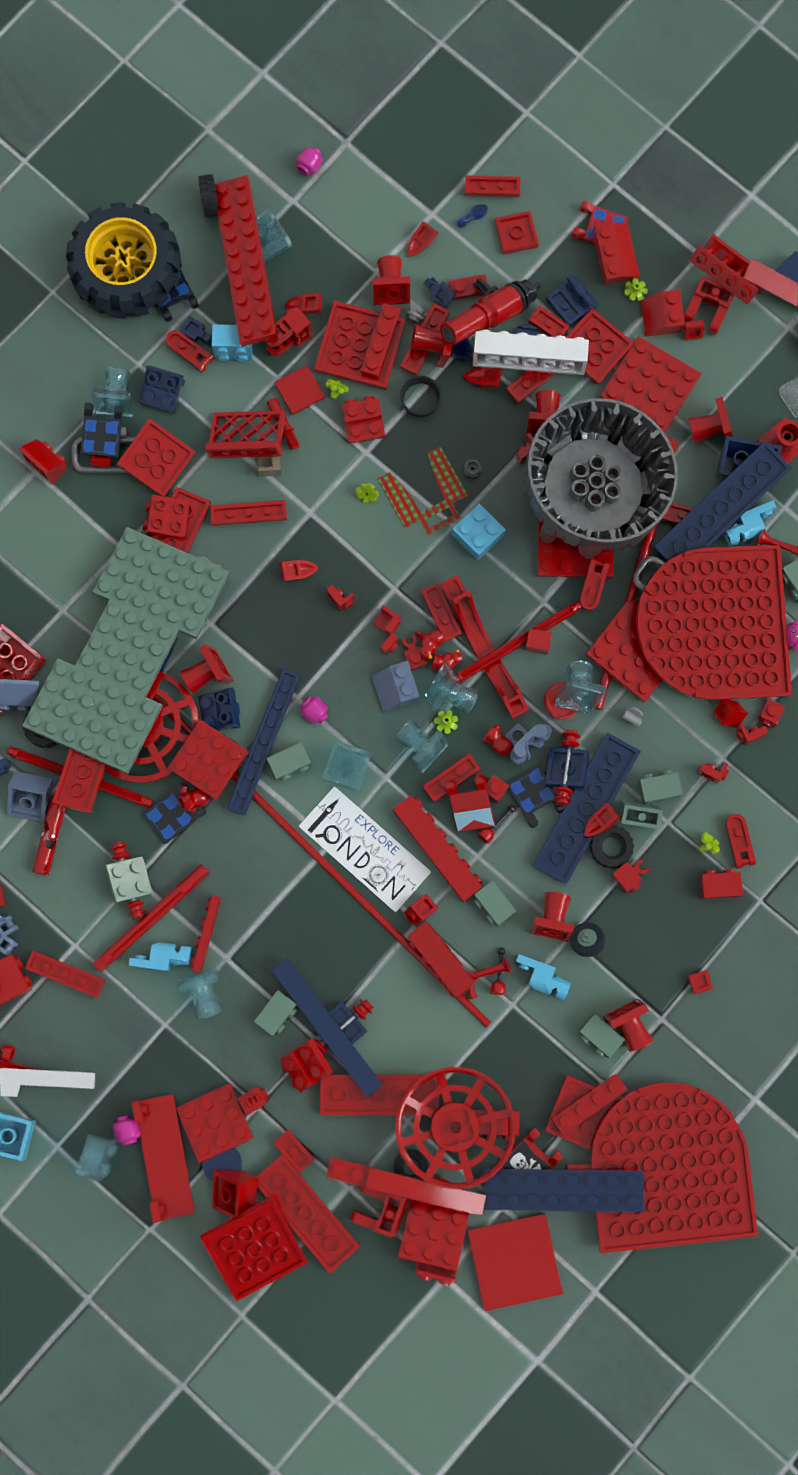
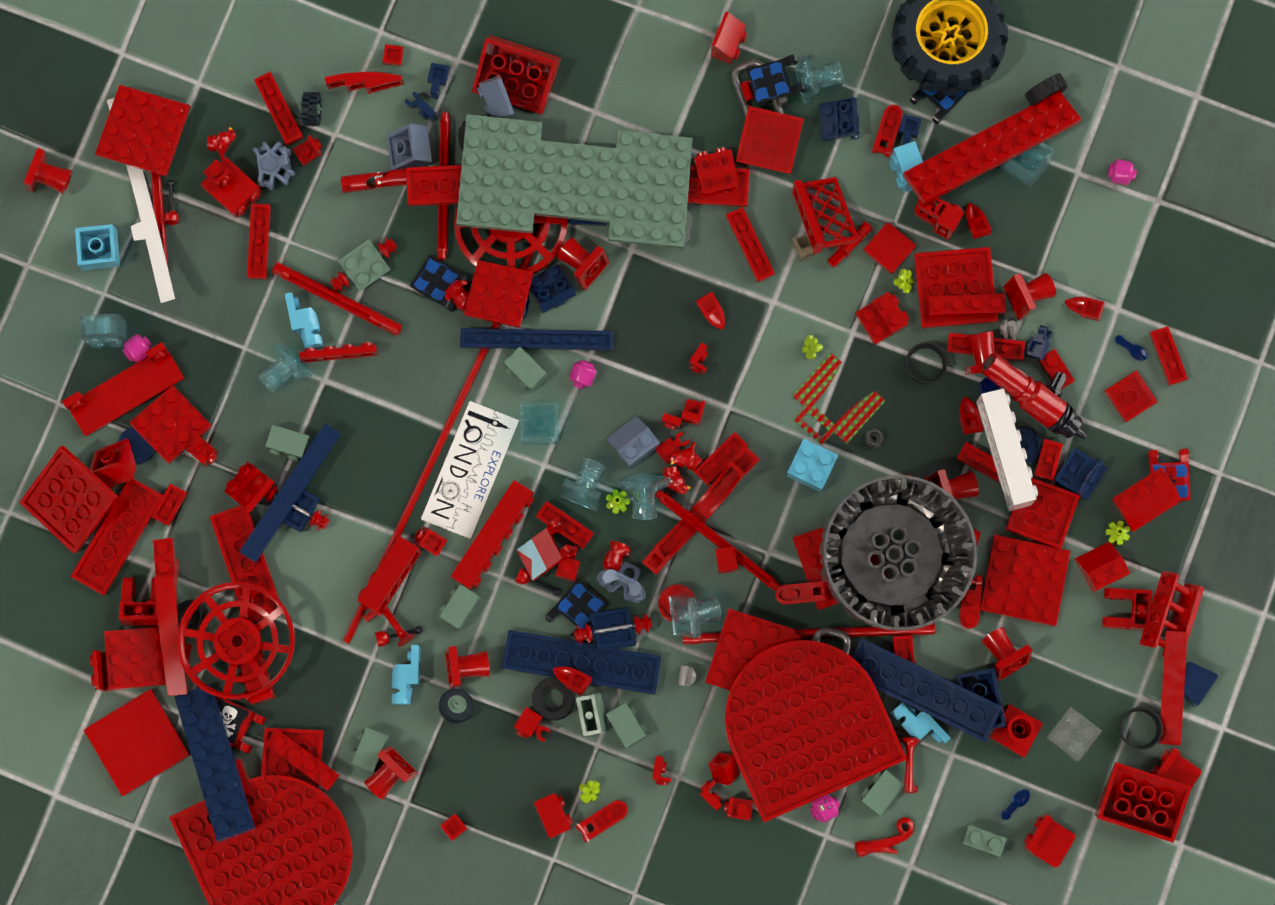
camera: 75 degrees right, 0 degrees up
(693, 330) = (1097, 602): red plate -> none

